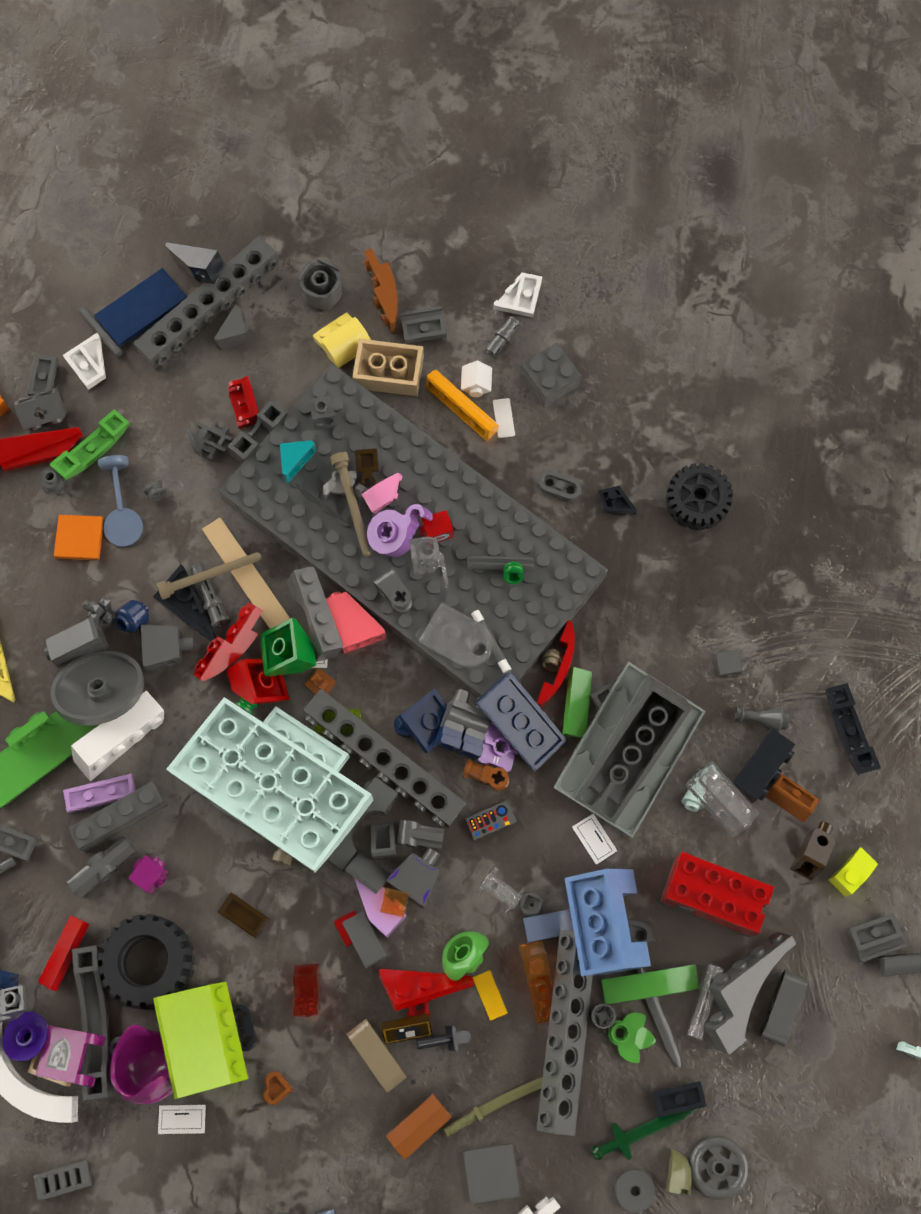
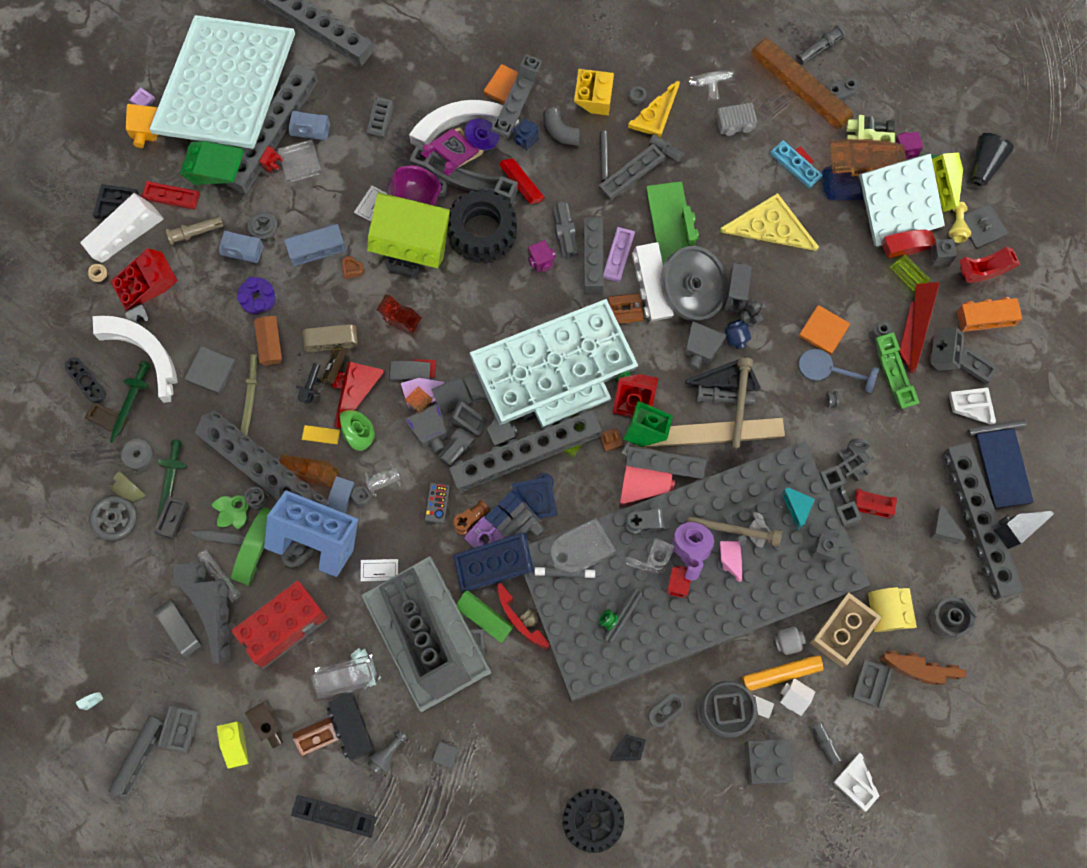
camera: 120 degrees right, 0 degrees up
(150, 744) = (626, 316): none -> dark orange piece
(225, 652) = (673, 386): slope -> none
(243, 915) = (476, 304): dark brown tile -> none
(271, 1149) = (315, 244): none -> sand blue brick
(361, 1171) = (254, 285): none -> dark purple plate
(367, 463) = (763, 560): dark brown plate -> none
(427, 411) = (790, 640): none -> light grey head
(540, 444) = (746, 705): none -> dark grey piece

